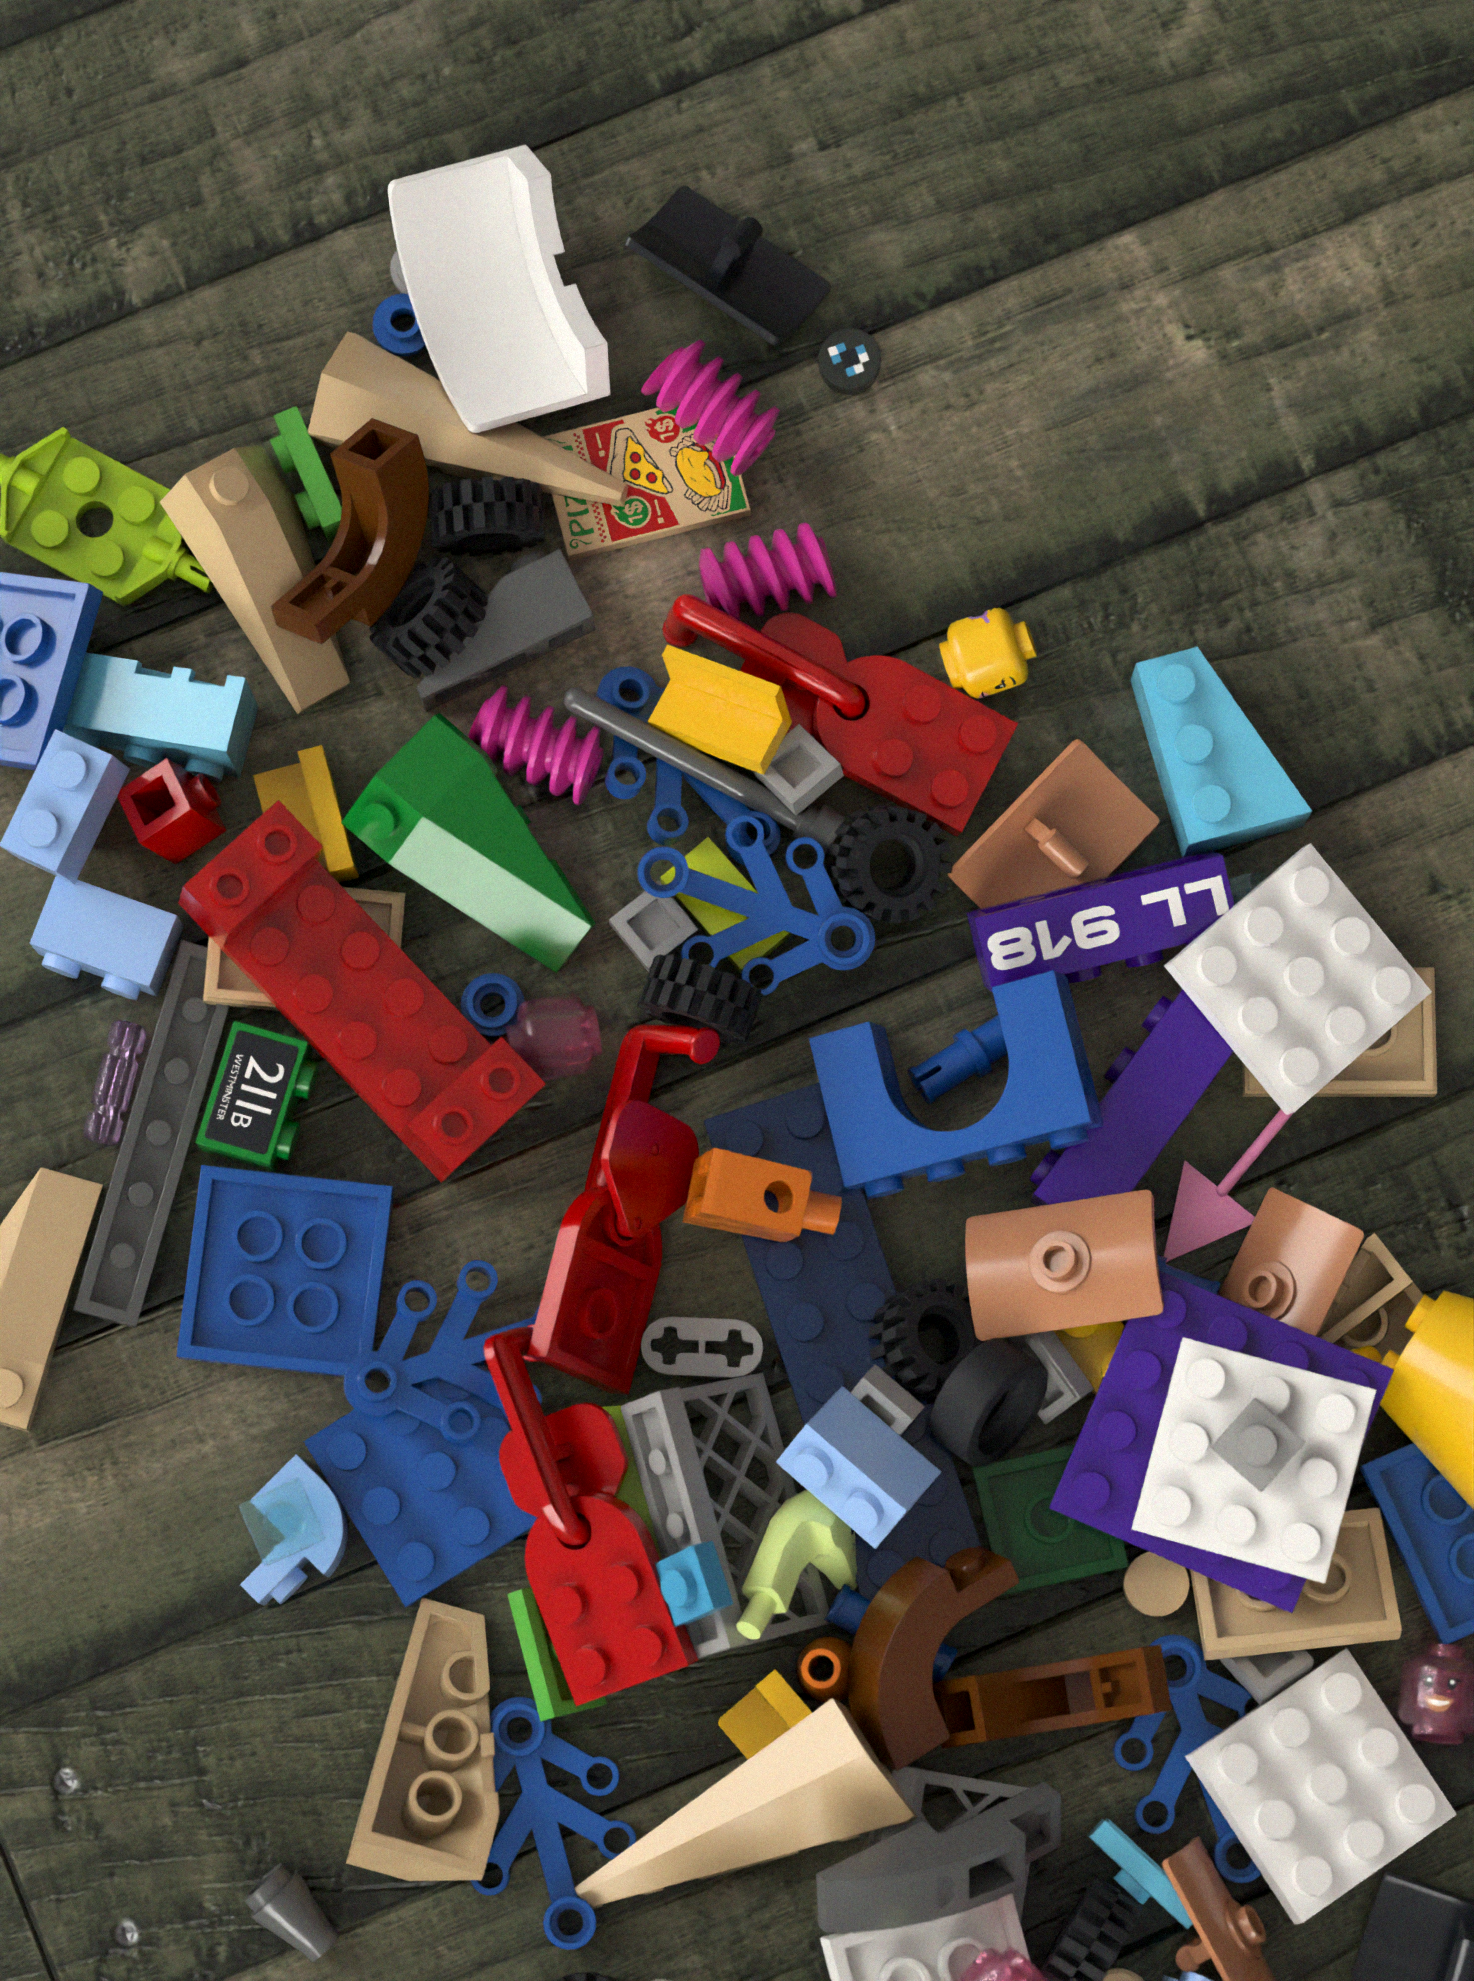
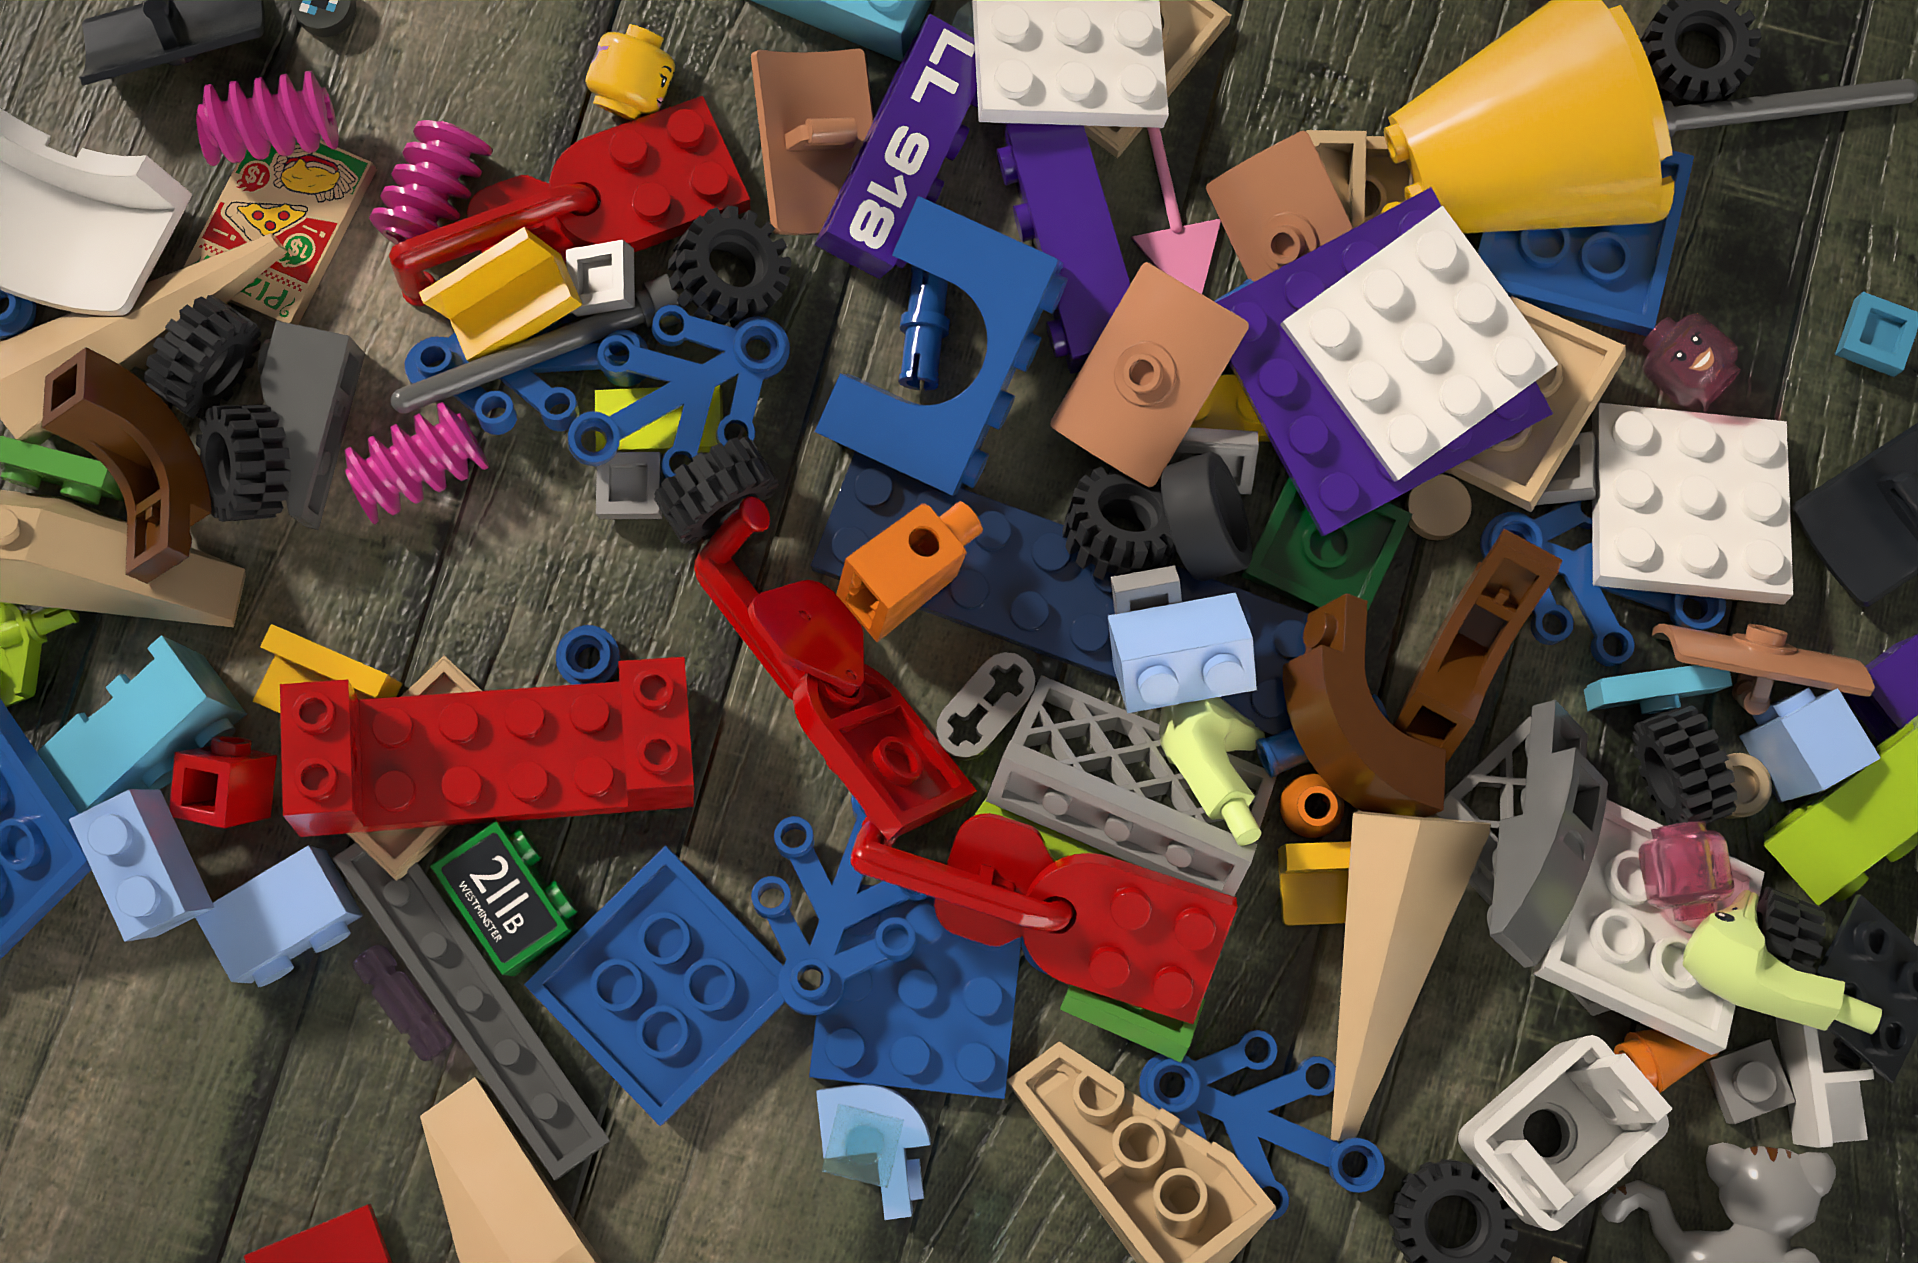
camera: 50 degrees left, 0 degrees up
(458, 834) = (428, 573): green wedge -> none
(556, 1036) = (652, 622): clear pink head -> none
(693, 1583) = (1178, 850): dark azure plate -> none
(1258, 1444) = (1416, 325): light grey plate -> none

